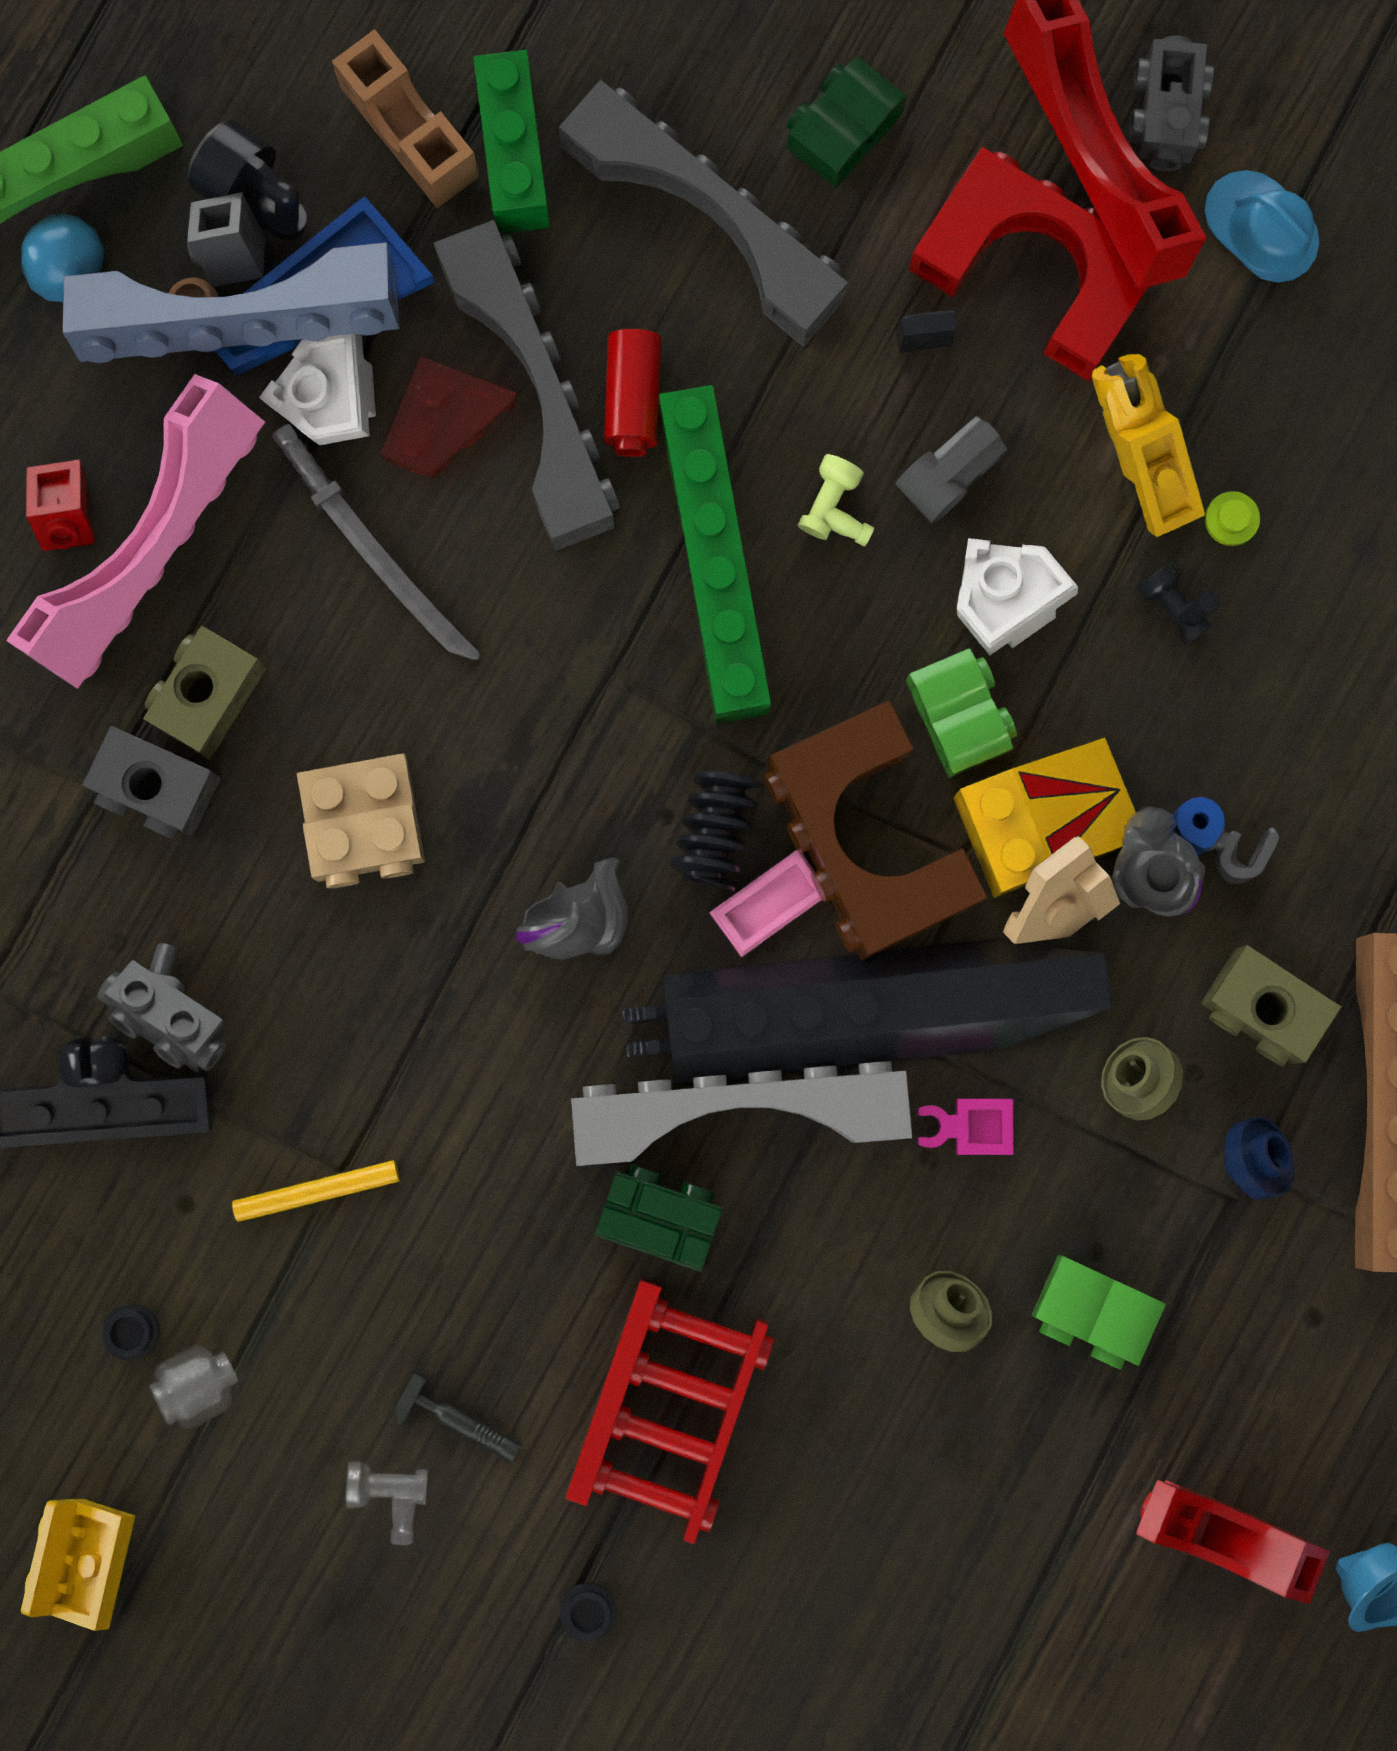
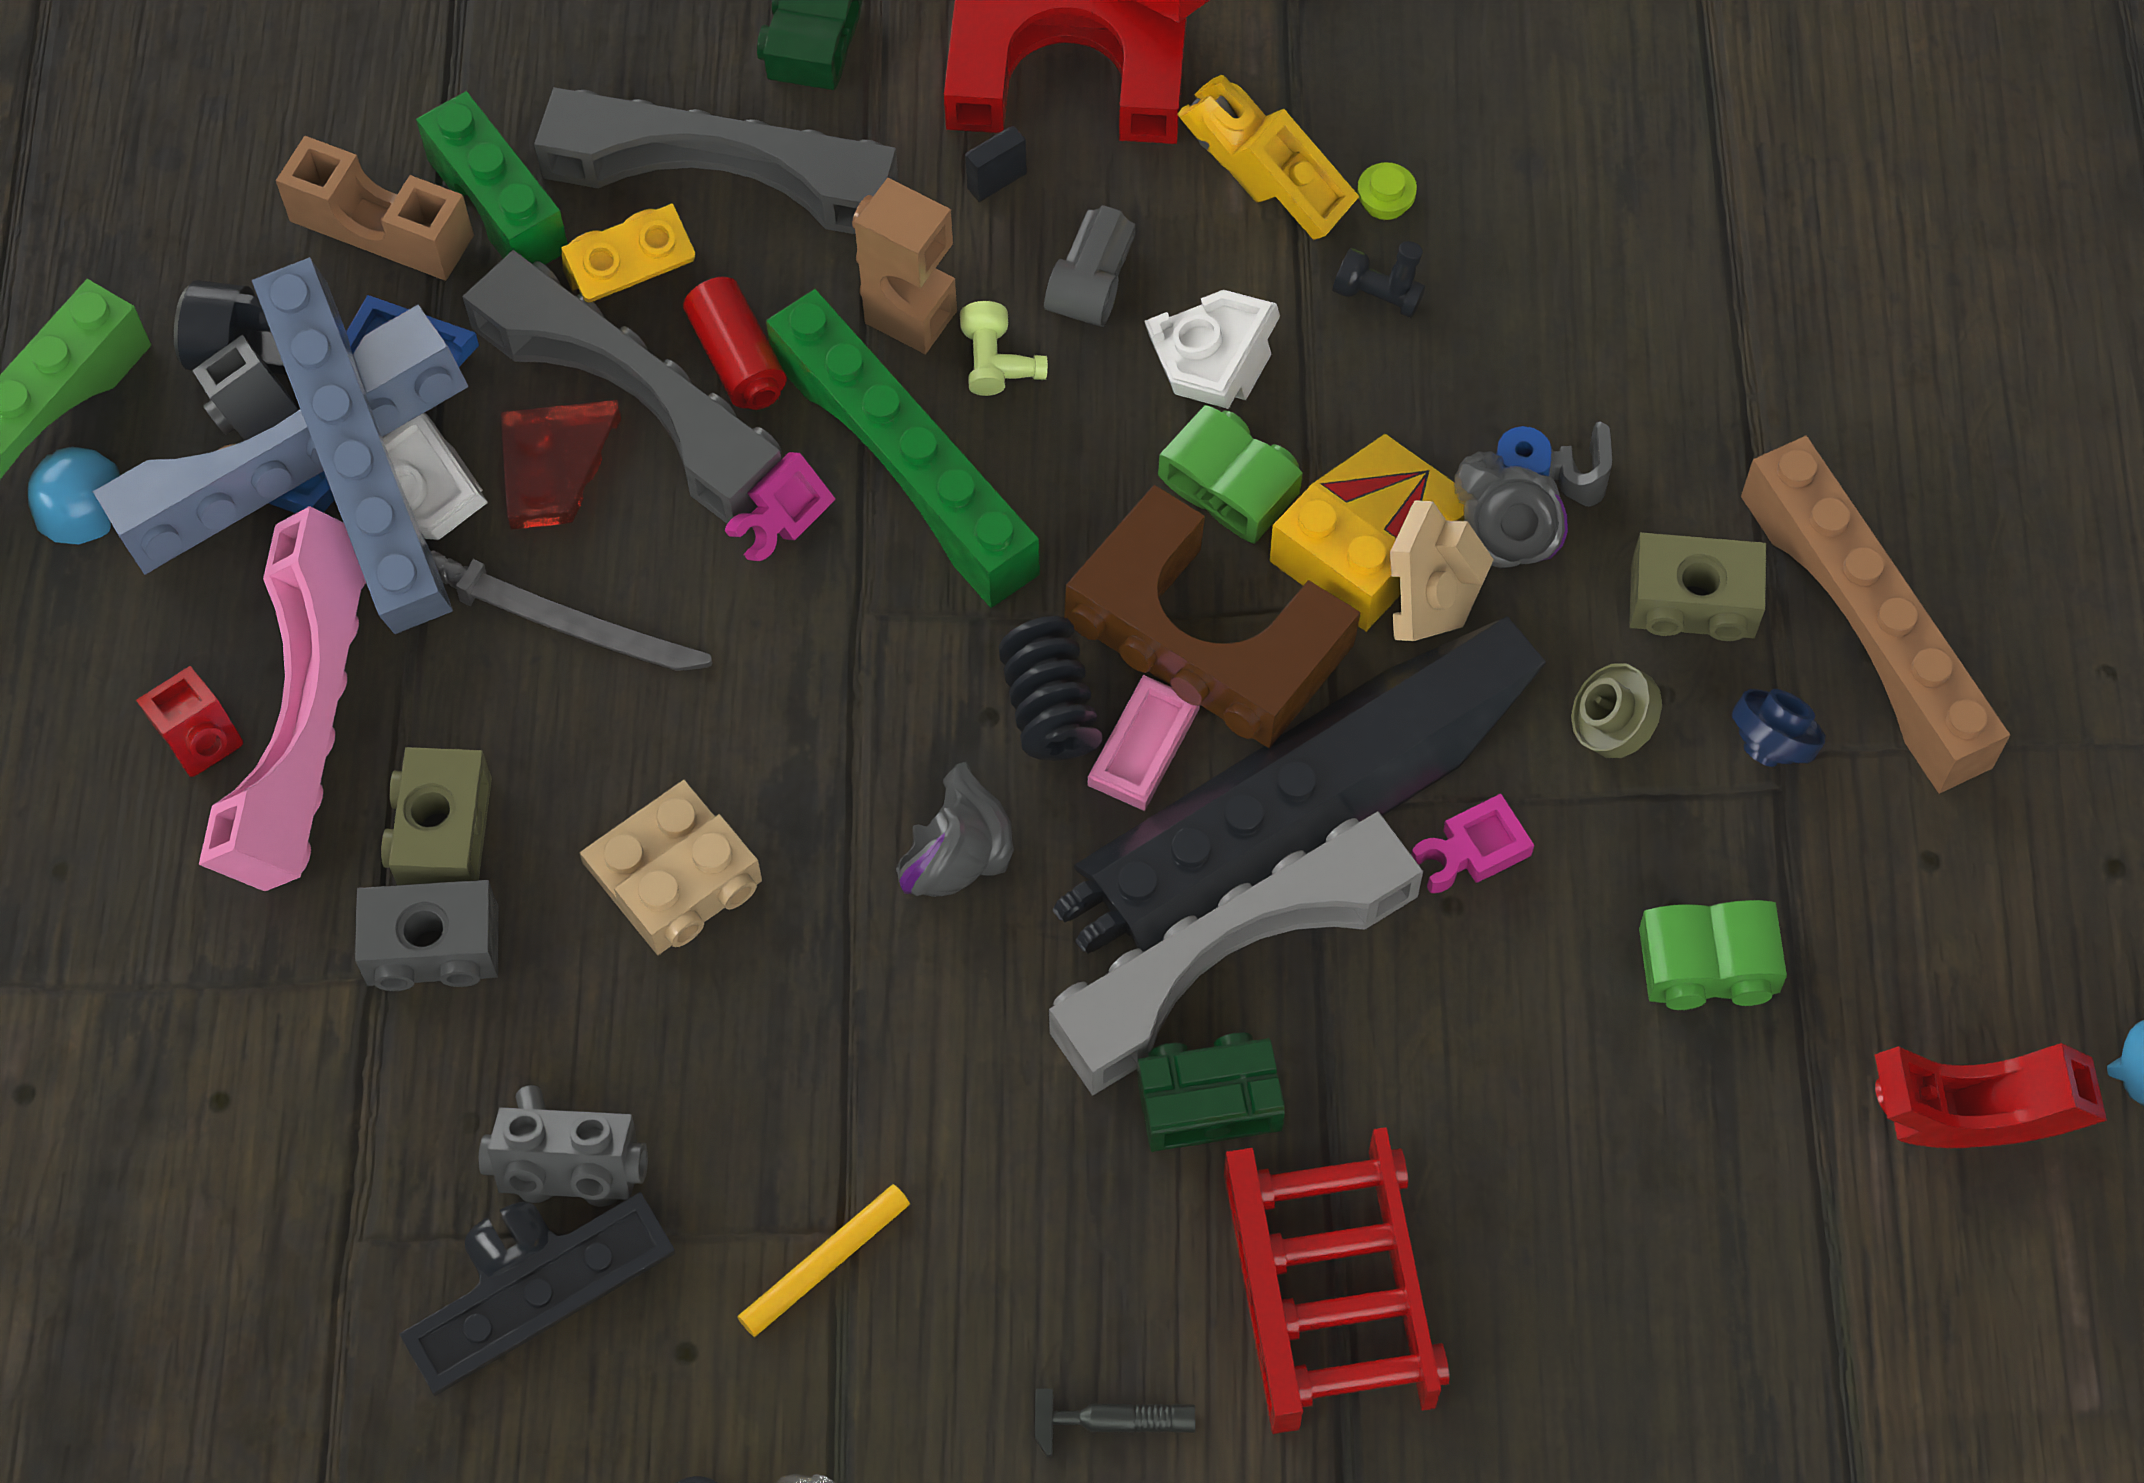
camera: 25 degrees left, 20 degrees down
(278, 268) = (351, 447): none -> sand blue arch
(584, 271) = (627, 253): none -> yellow bracket
(600, 556) = (787, 504): none -> dark pink plate
(791, 404) = (898, 250): none -> medium nougat arch
(951, 1311) = (1565, 1027): olive plate -> none

